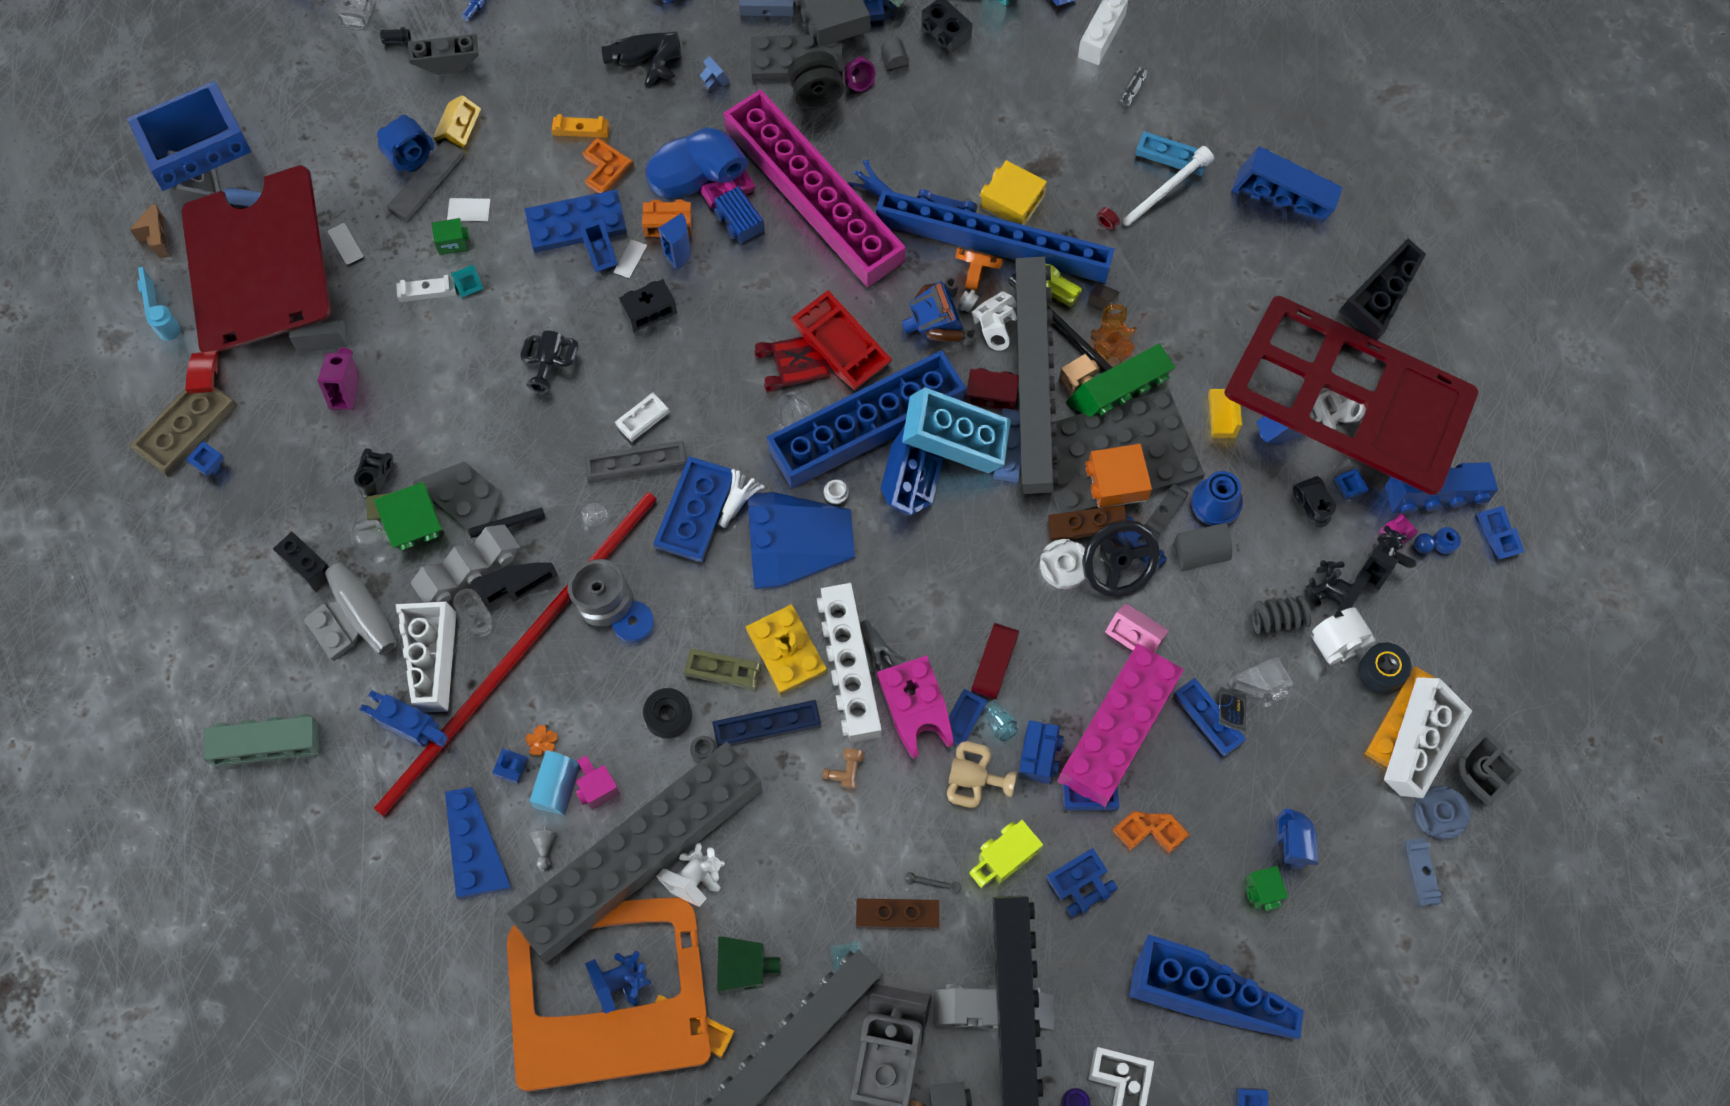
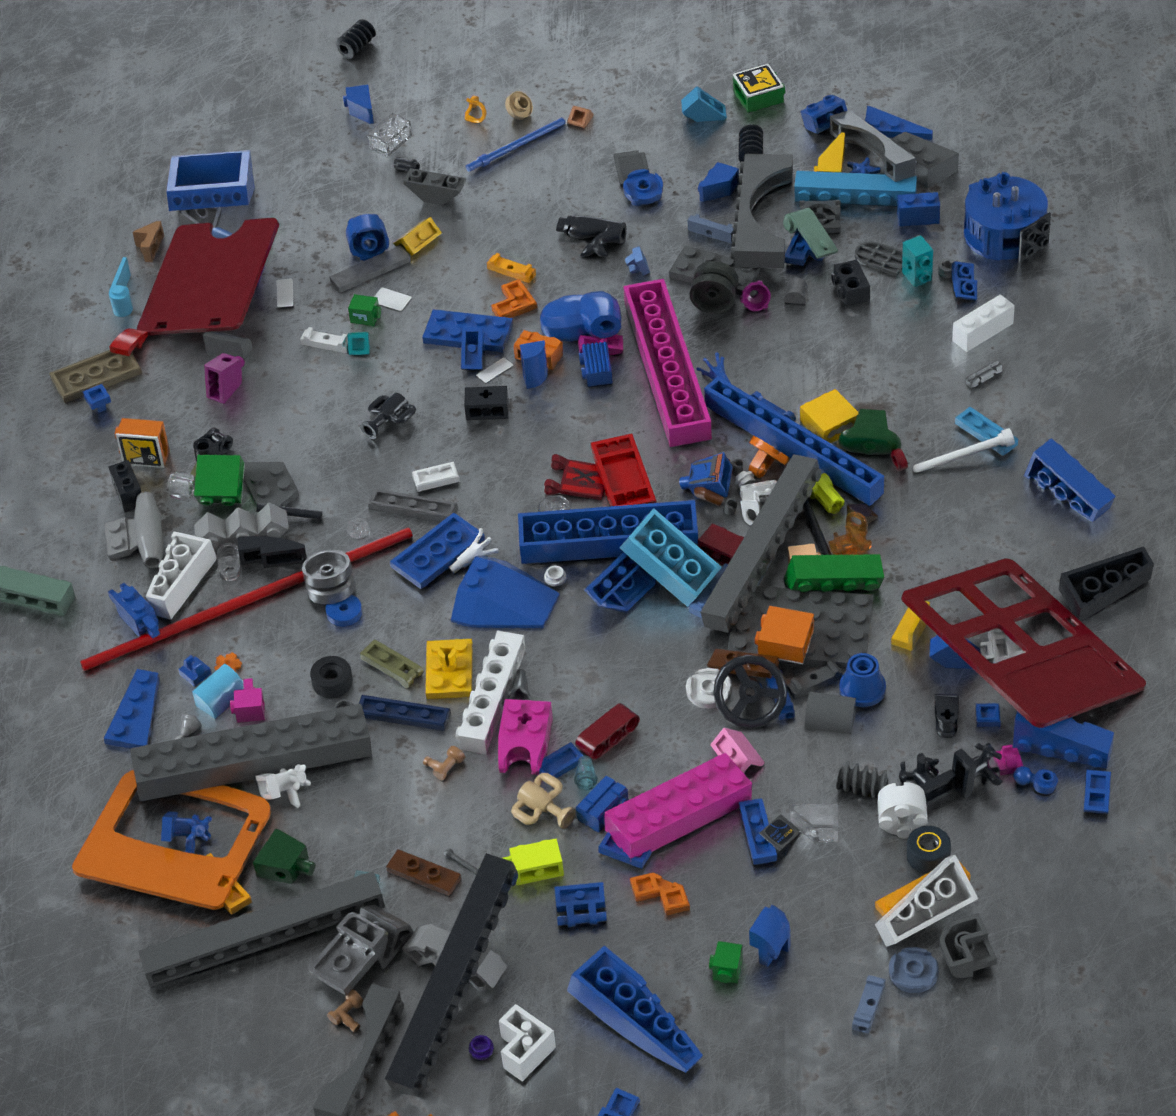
camera: 30 degrees right, 20 degrees down
(293, 501) = (142, 442): none -> piece
(1068, 200) = (870, 434): none -> dark green piece

